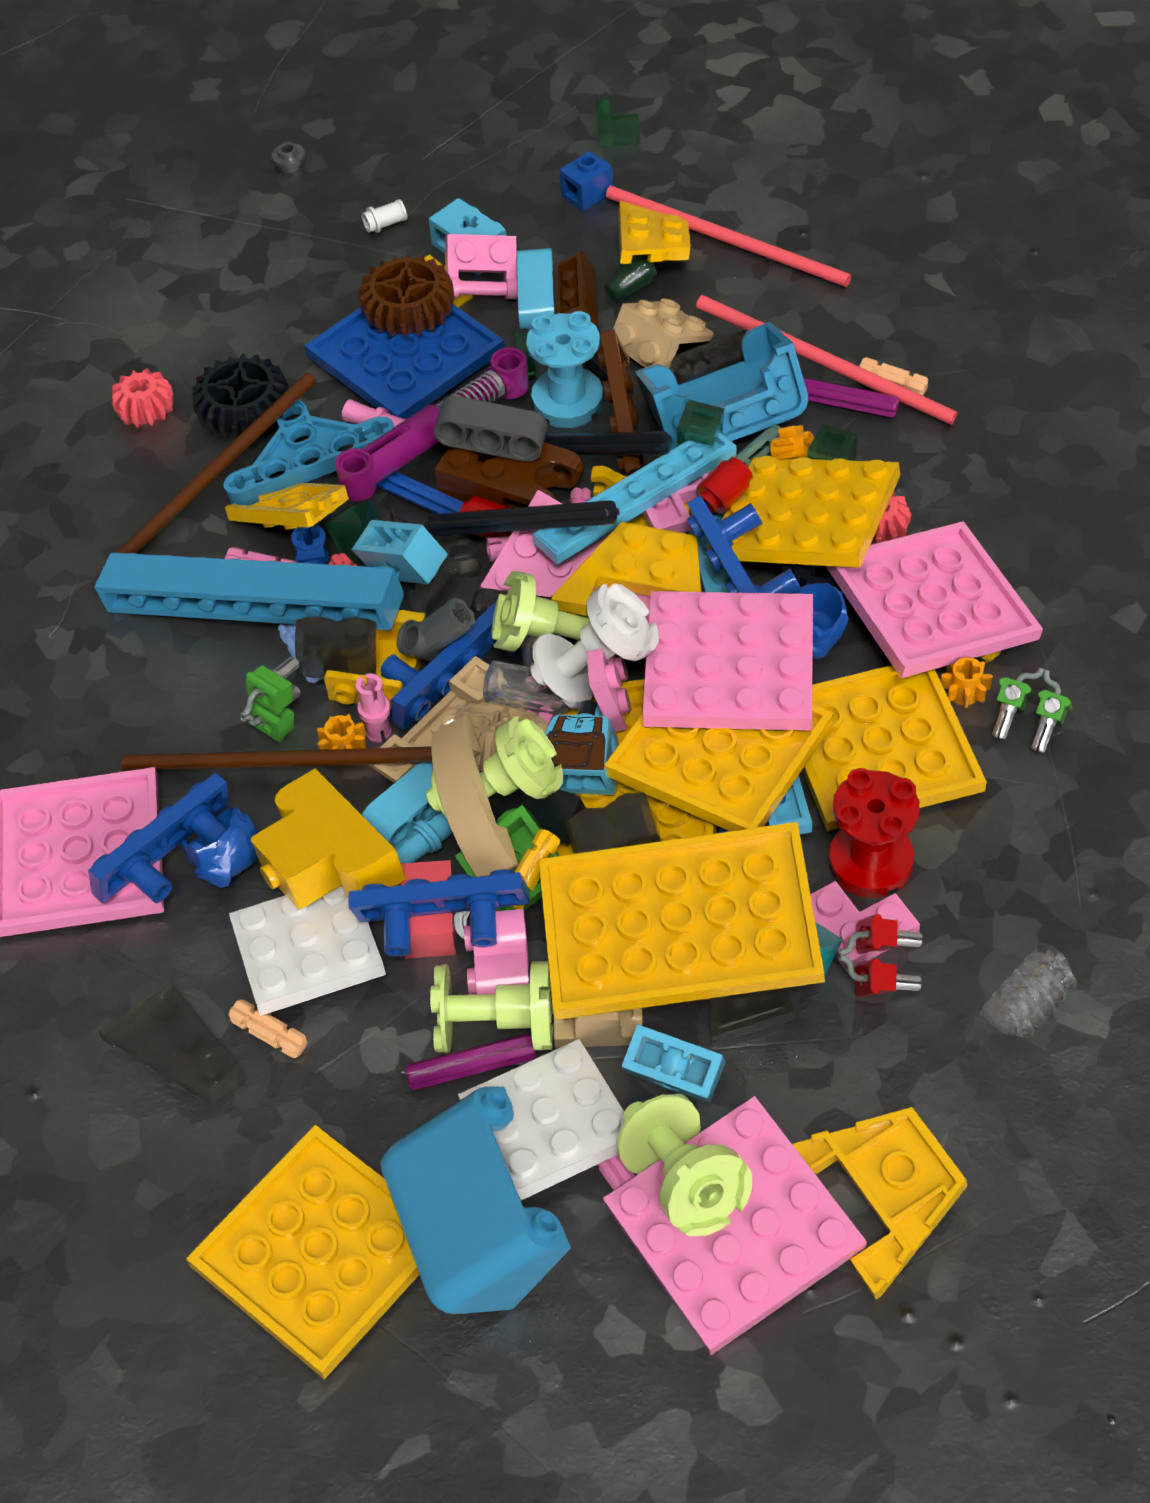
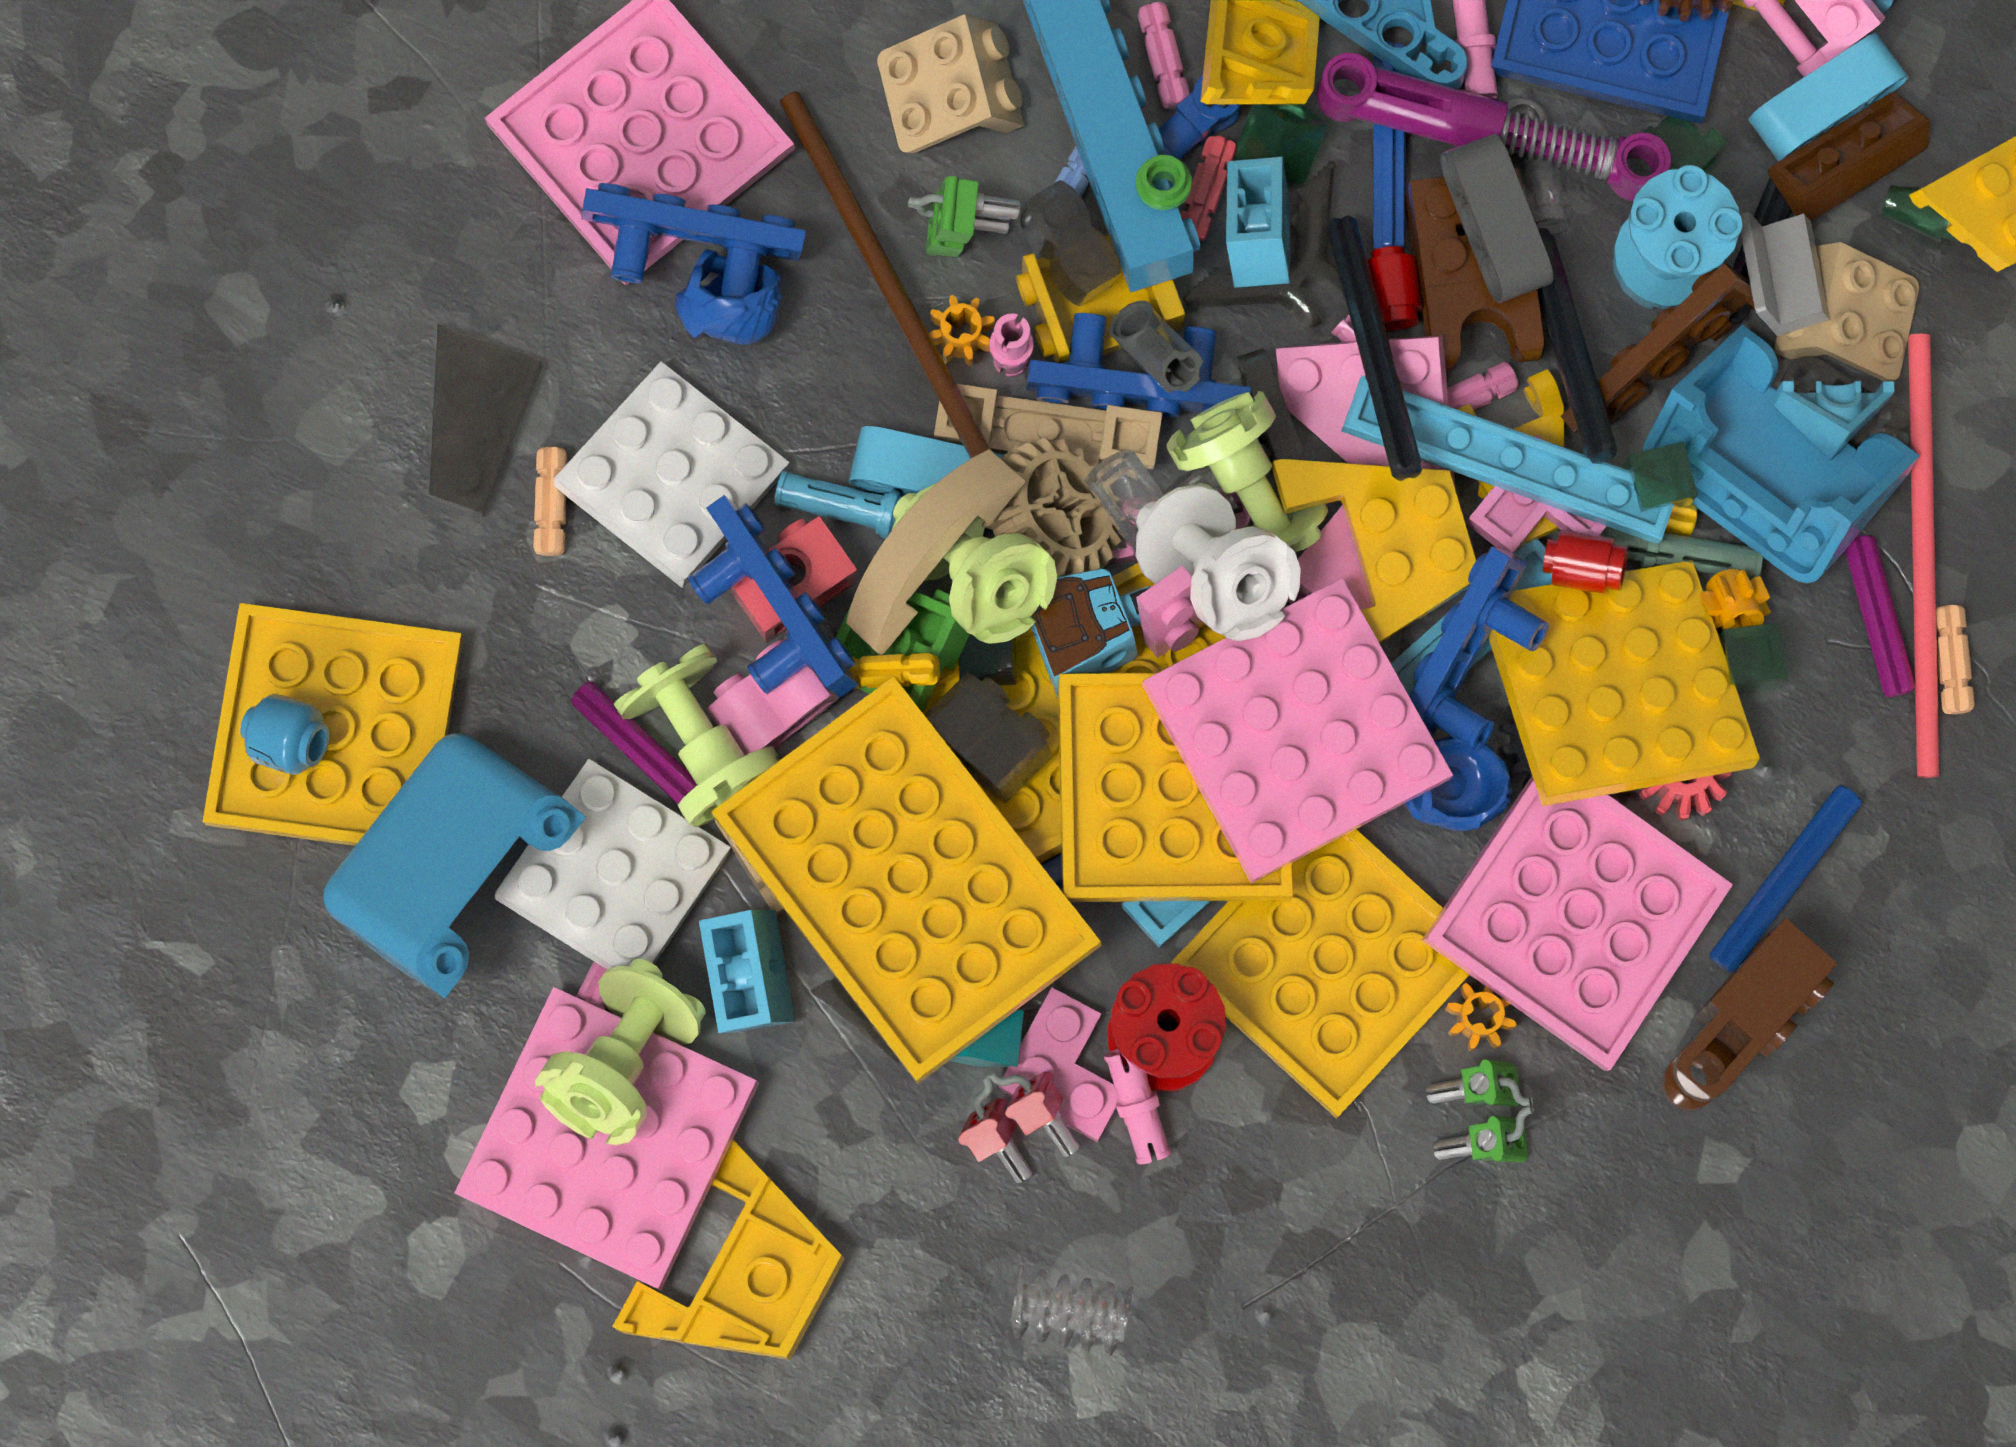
camera: 50 degrees right, 25 degrees up
(186, 673) = (950, 83): none -> tan bracket
(302, 1269) = (284, 734): none -> dark azure head
(322, 844) = (792, 412): yellow brick -> none
(341, 560) = (1166, 168): none -> bright green plate
(636, 334) = (1784, 273): none -> light grey panel
(717, 353) = (1832, 413): none -> medium azure slope
(910, 886) = (1138, 1108): none -> bright pink pin
(974, 506) = (1785, 878): none -> blue axle
(1050, 544) = (1749, 1014): none -> reddish brown brick

